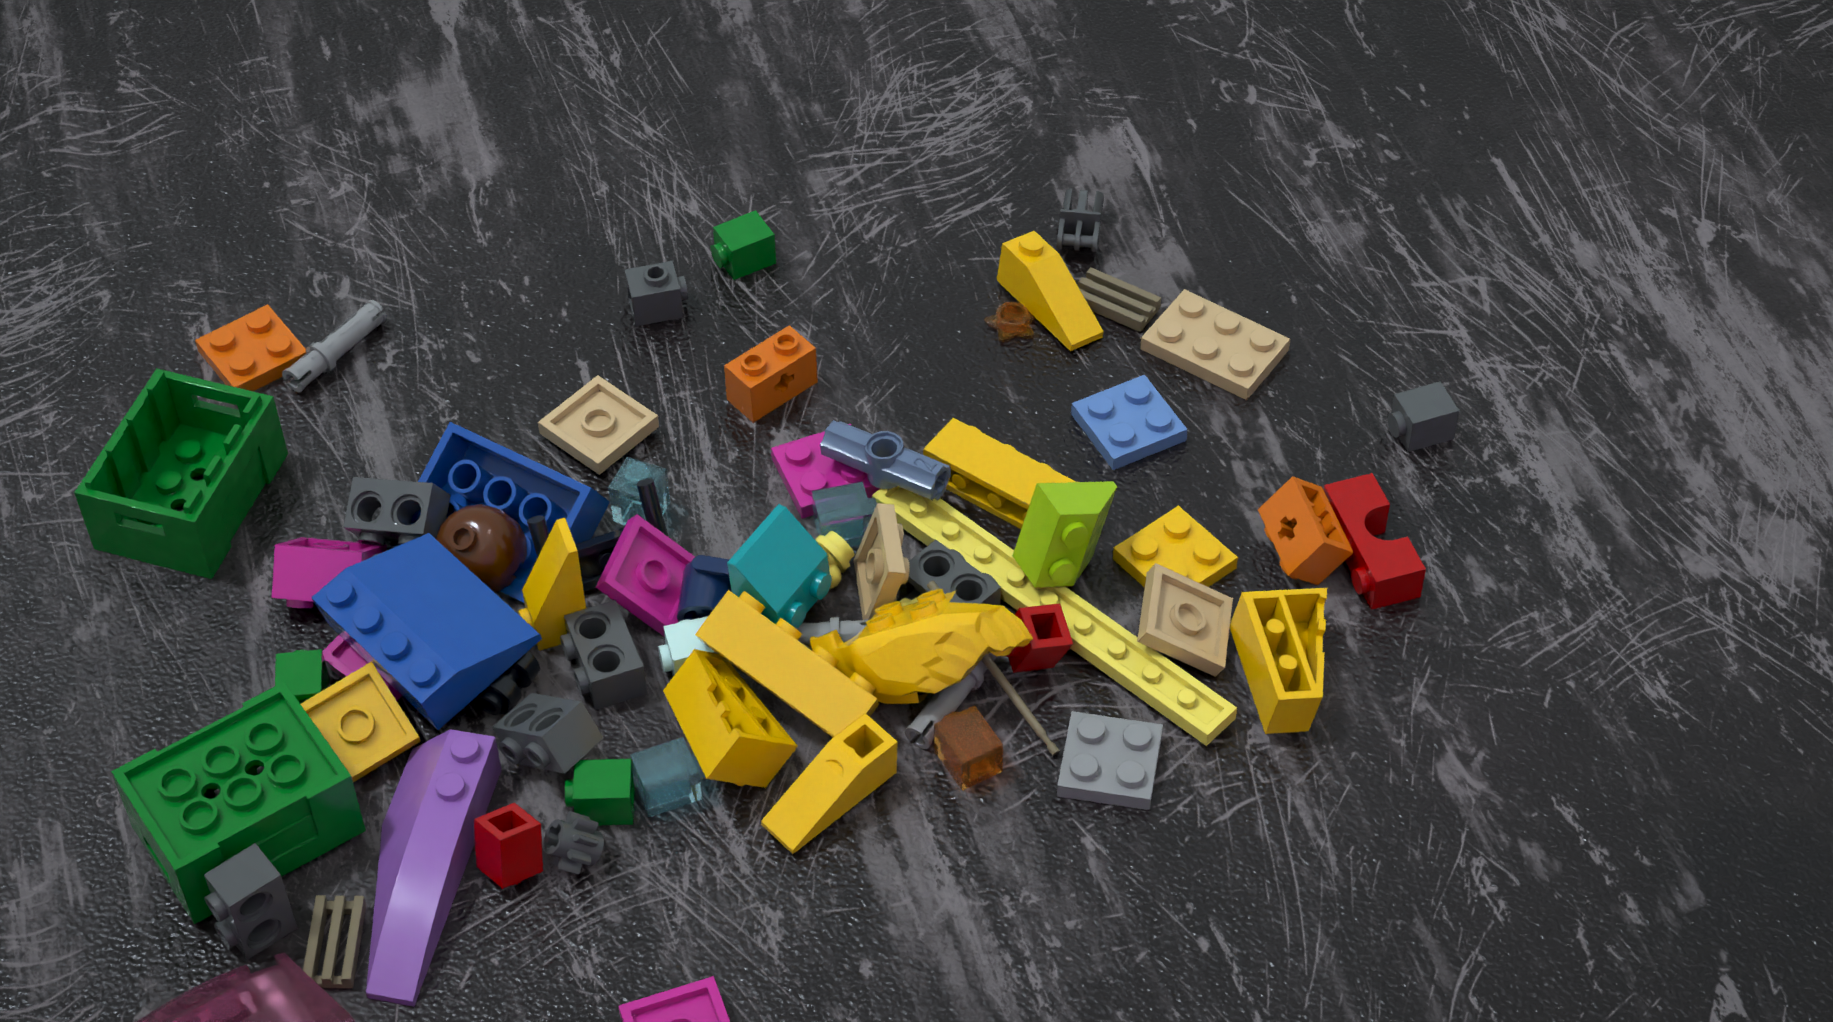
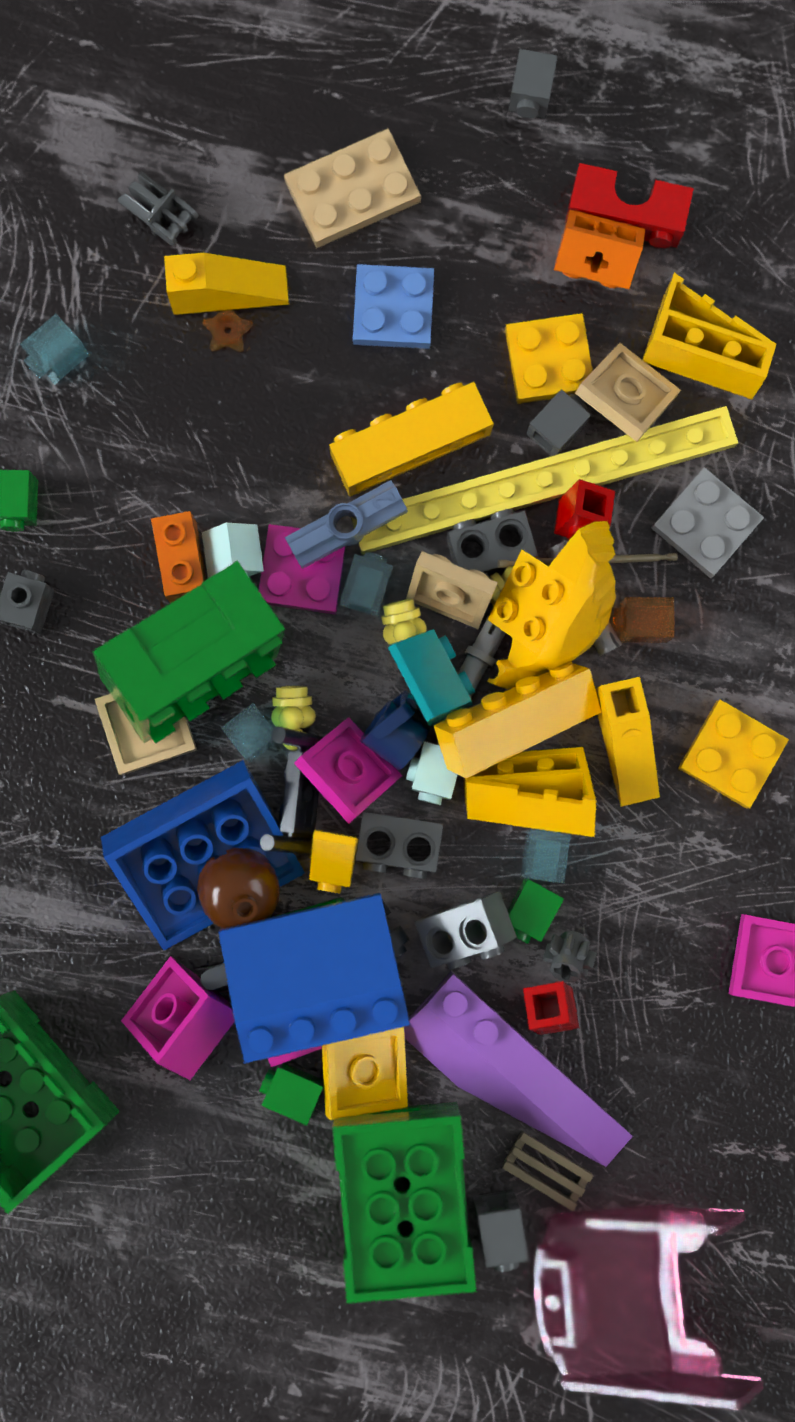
camera: 65 degrees left, 35 degrees up
(398, 505) = (152, 935): dark grey brick -> none
(677, 391) = (190, 653): none -> green container
(686, 517) = (292, 709): none -> light yellow piece
(802, 405) = (230, 544): none -> light aqua brick
(883, 898) = (733, 754): none -> yellow plate
(898, 213) = (53, 350): none -> clear light blue brick
(1062, 531) = (515, 433): lime slope -> none
(1113, 585) = (559, 423): none -> dark grey brick
(1119, 295) = (251, 221): dark tan tile -> none

